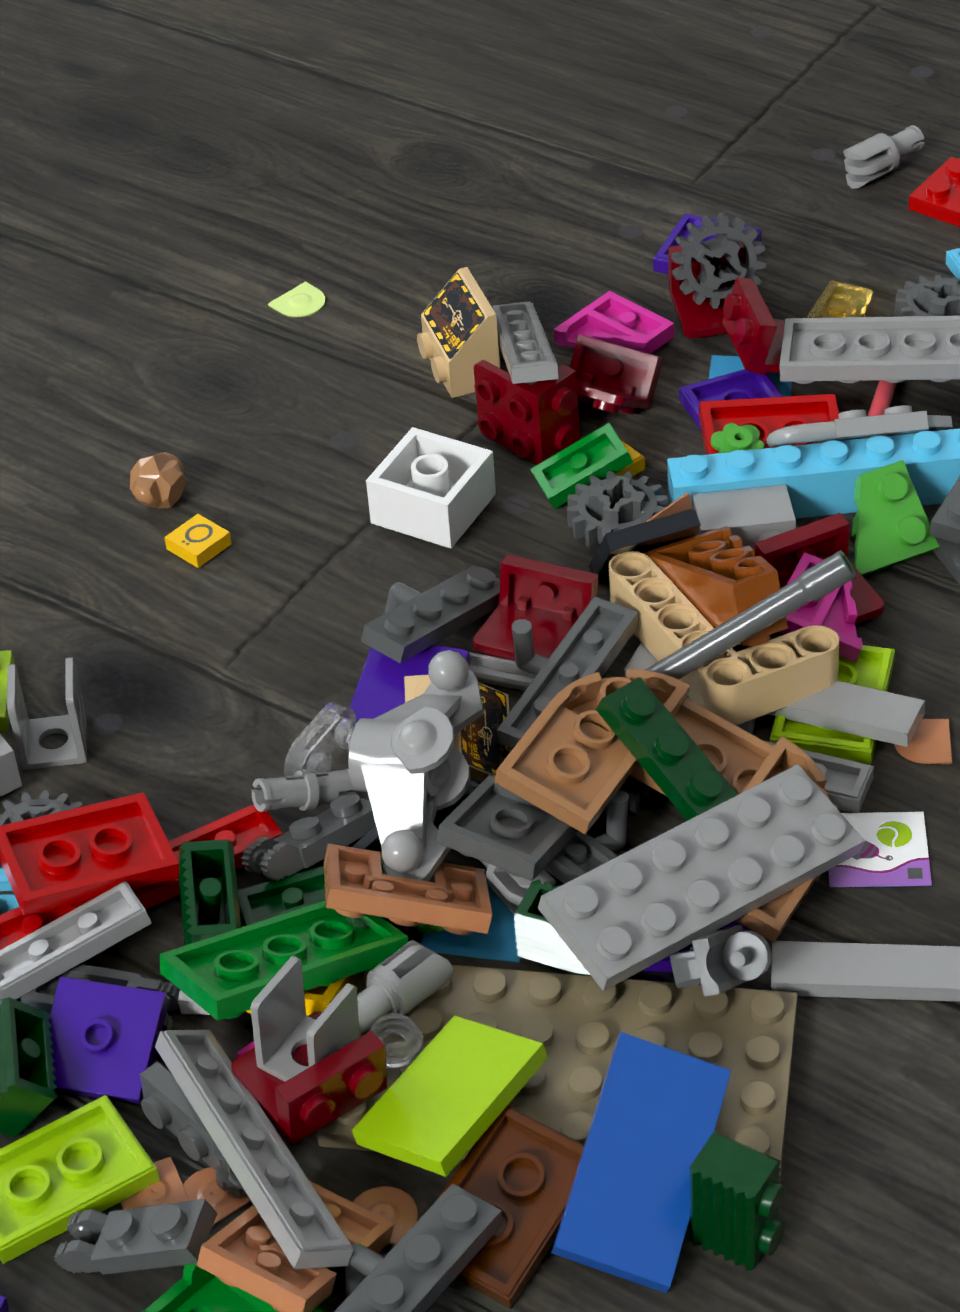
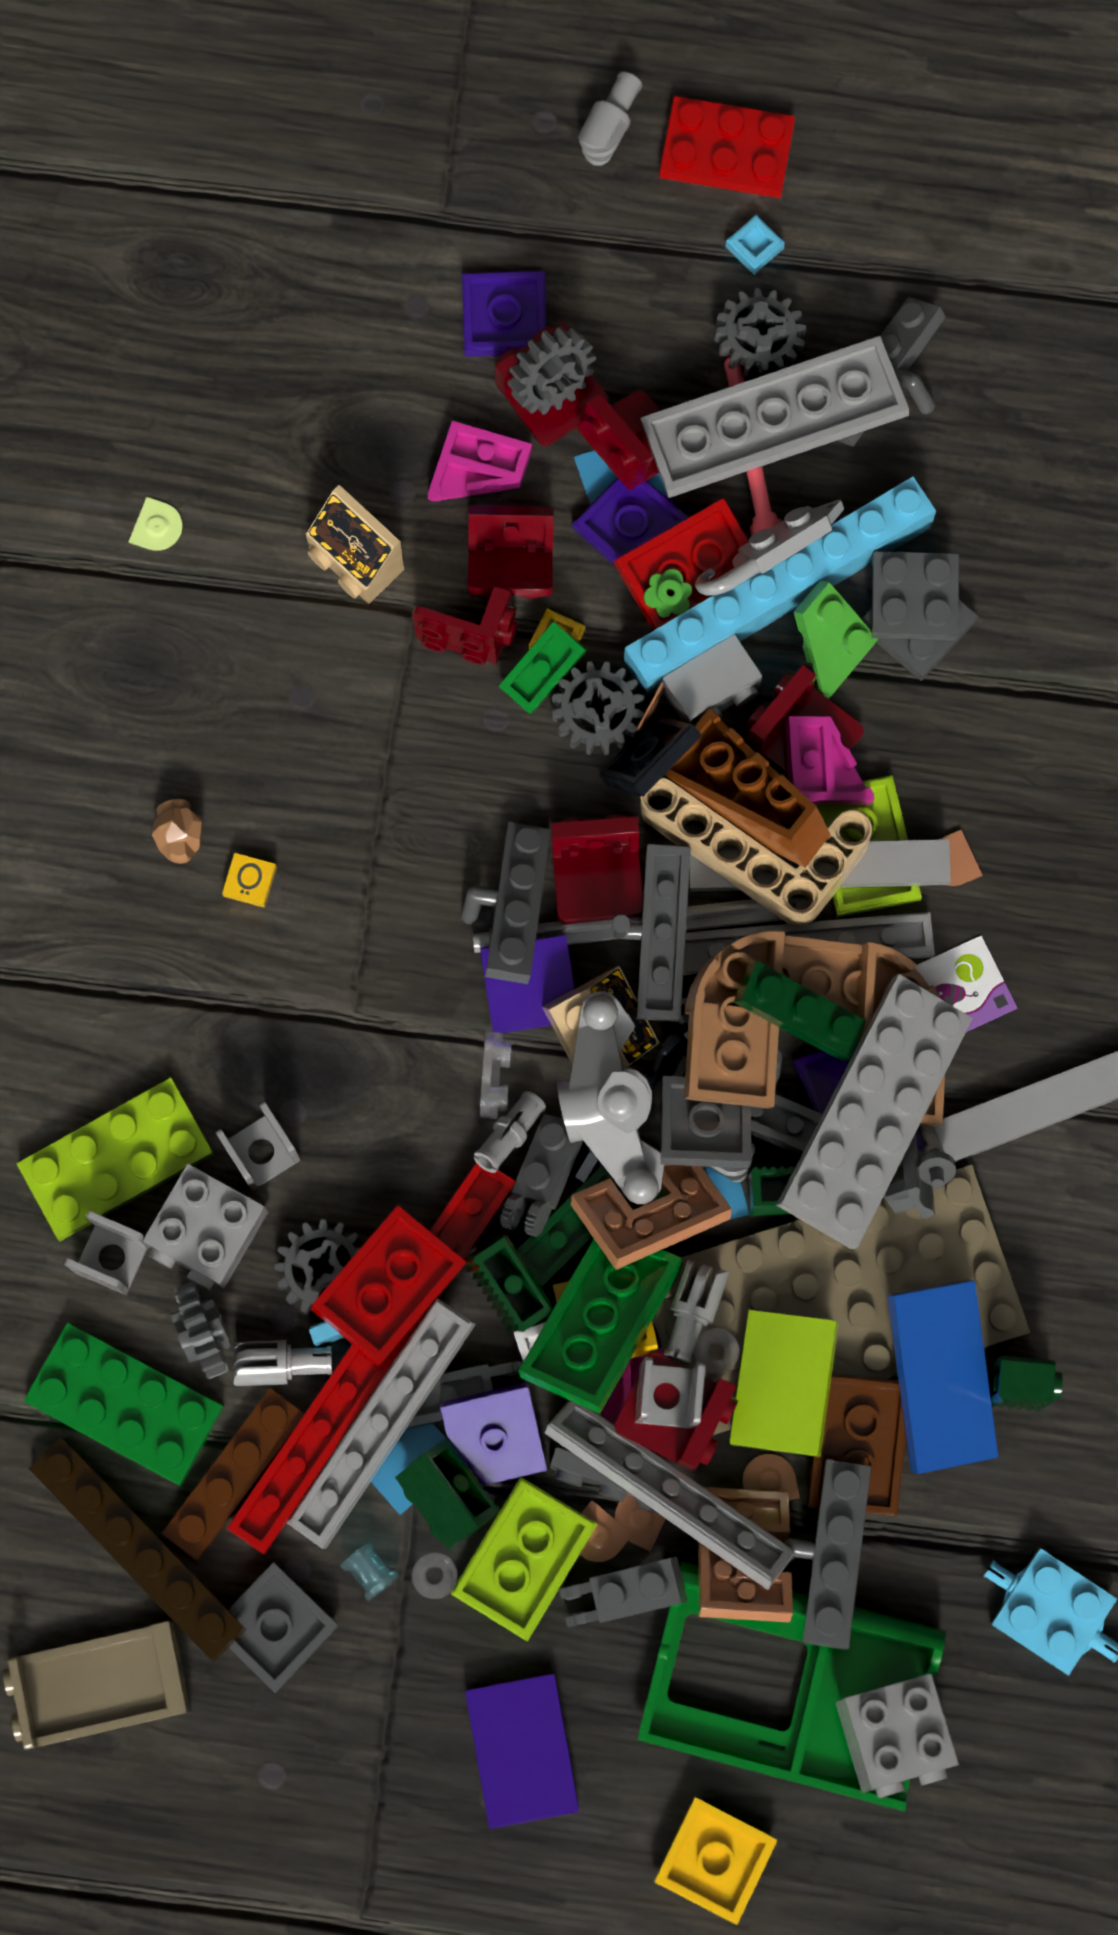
camera: 30 degrees left, 35 degrees up
(431, 487) = (430, 750): white brick -> none
(524, 343) = (429, 549): light grey tile -> none
(808, 587) = (857, 826): dark grey piece -> none
(841, 301) = (668, 368): clear yellow plate -> none

